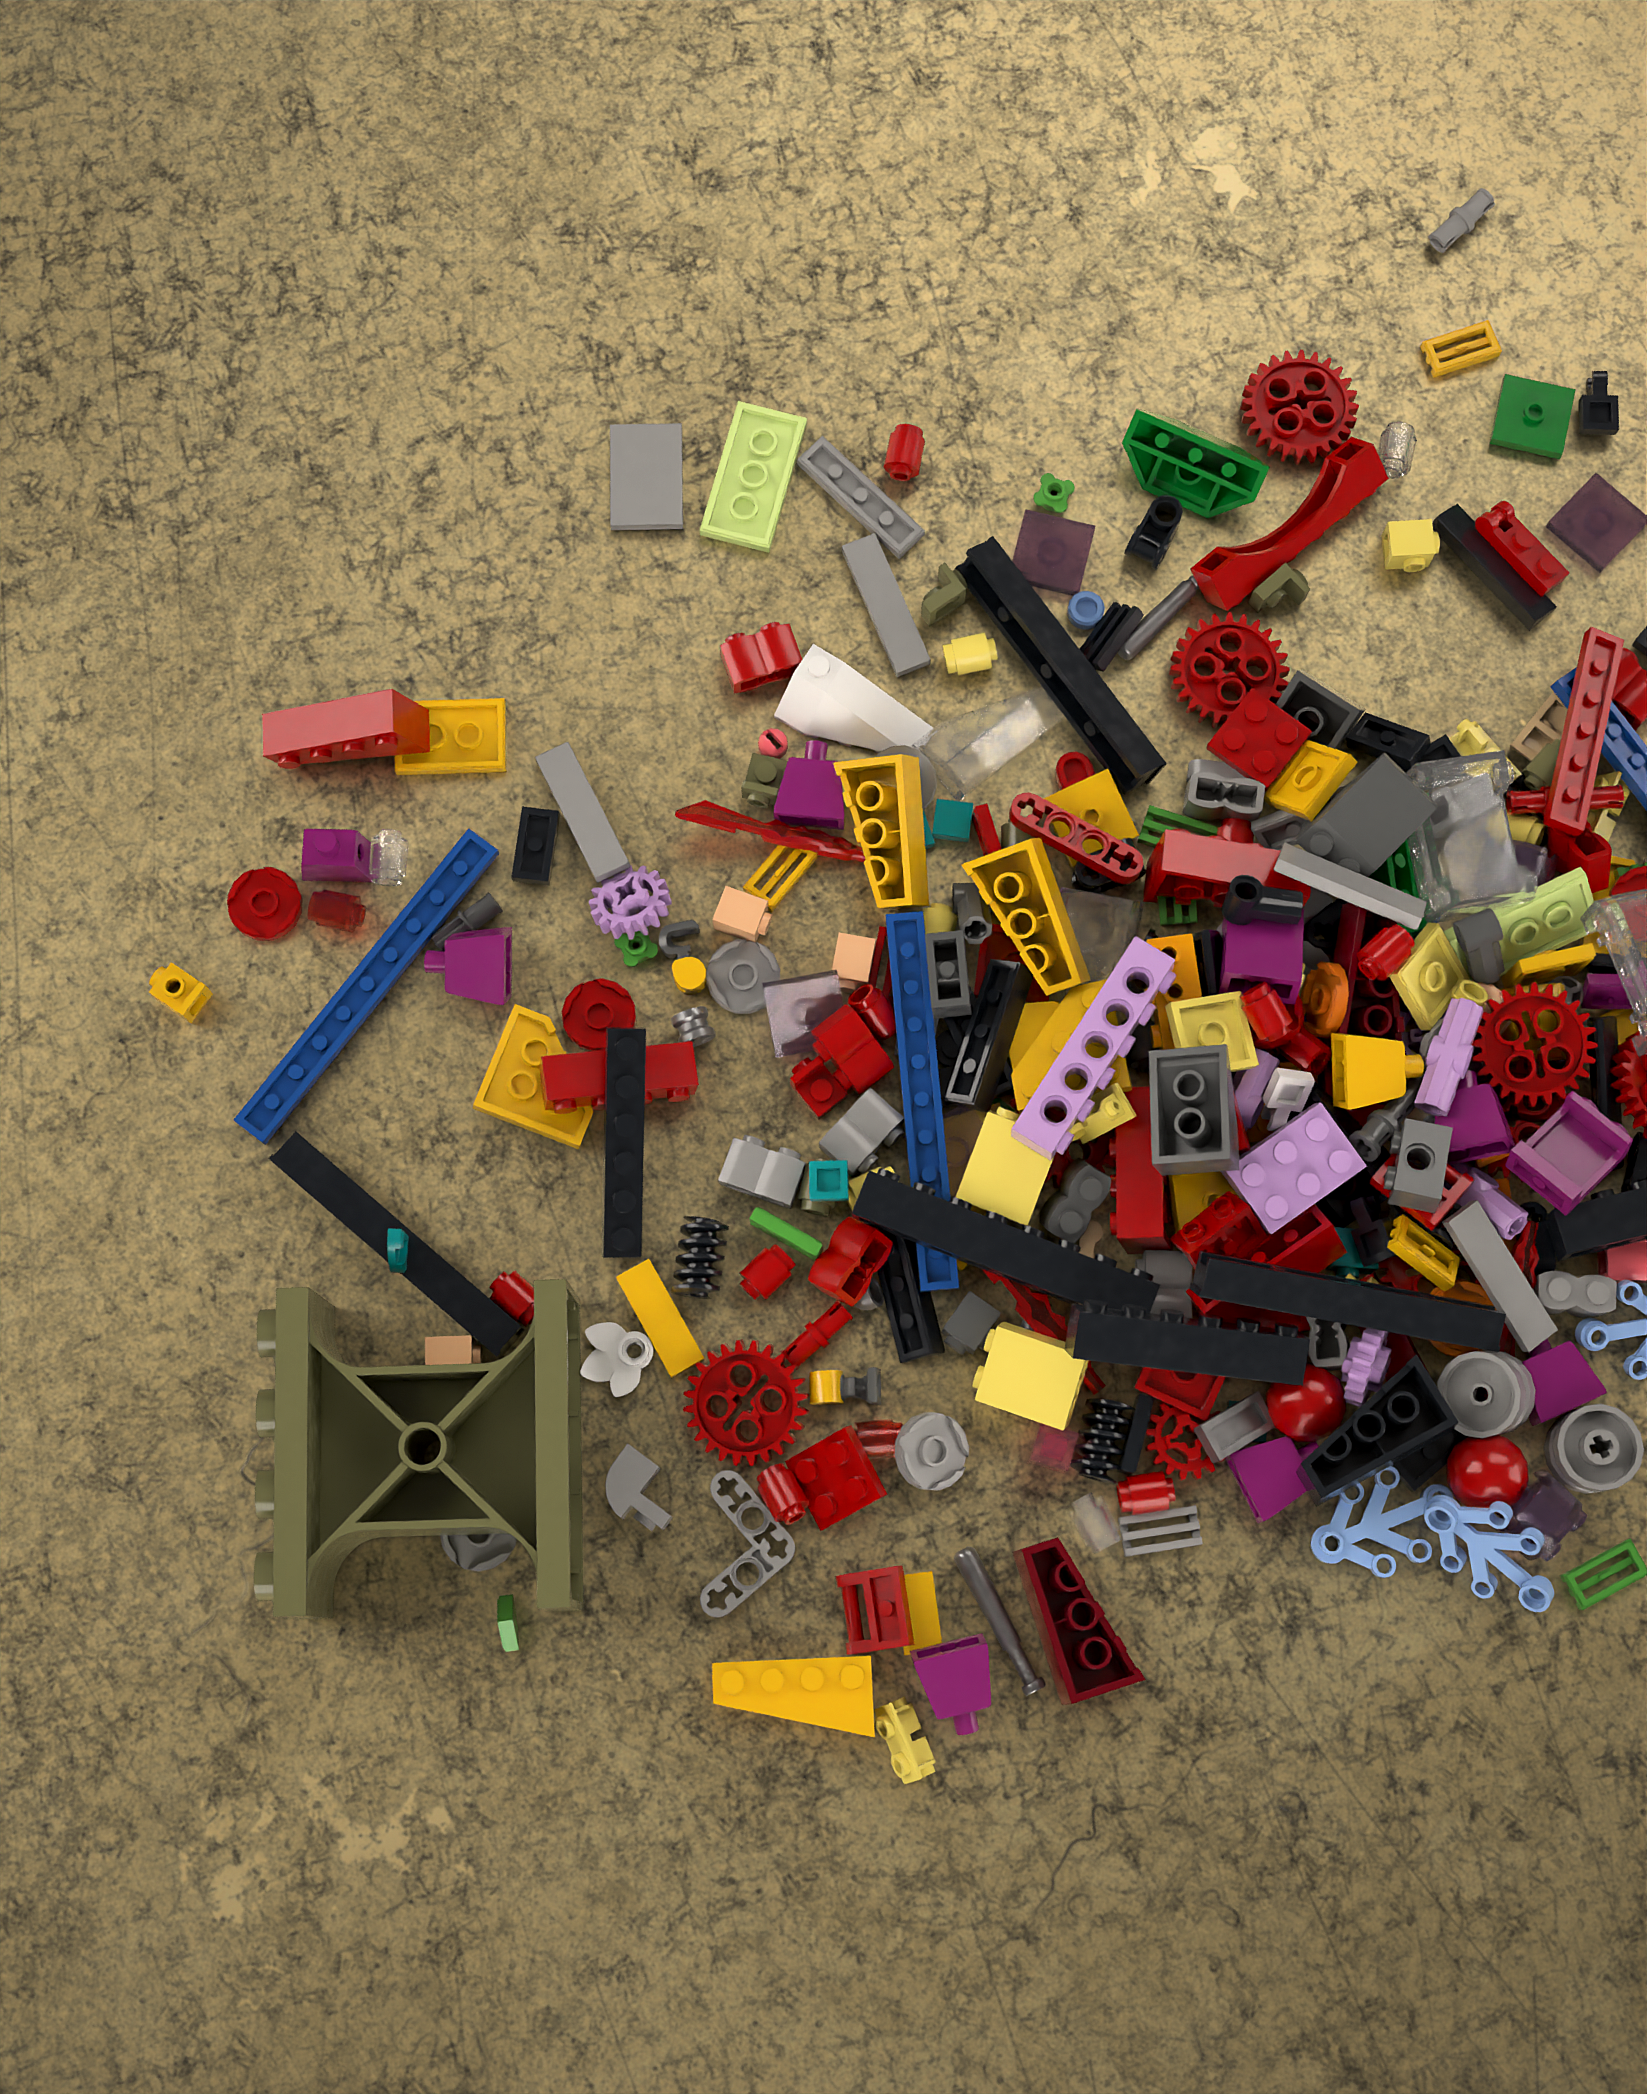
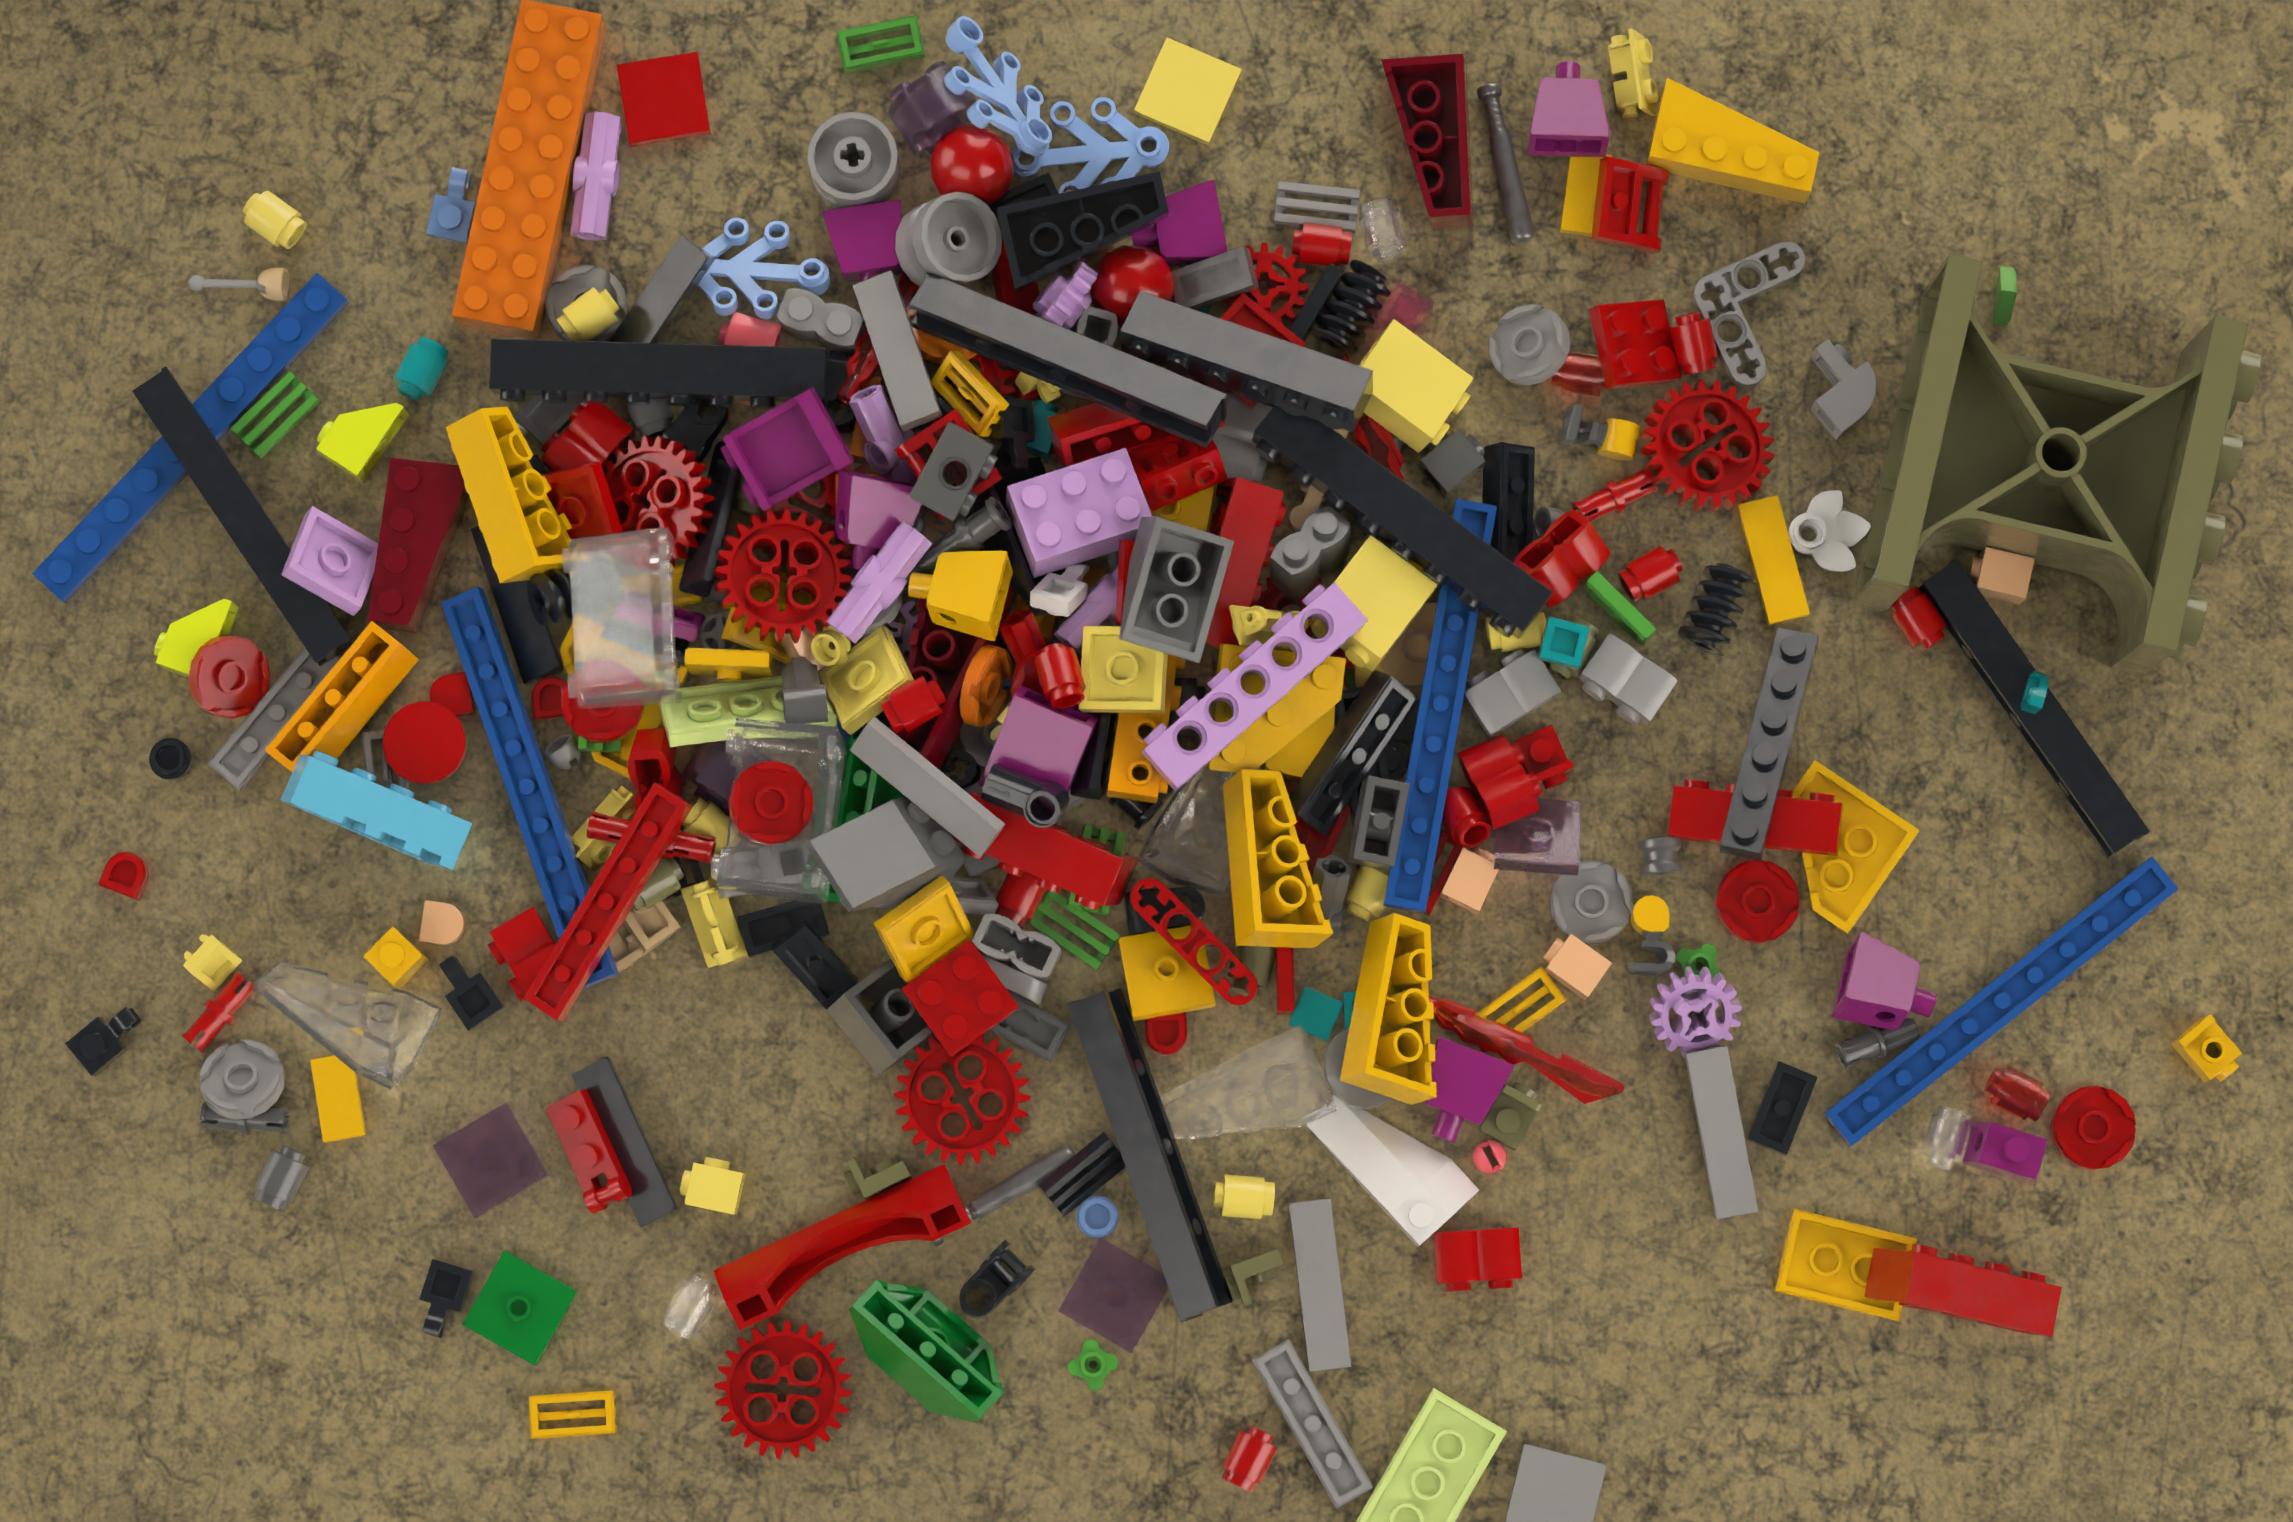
camera: 165 degrees left, 5 degrees up
(1185, 741) = (1033, 1029): none -> dark grey plate
(1311, 1608) = (1187, 91): none -> light yellow tile
(1477, 843) = (770, 803): none -> red tile

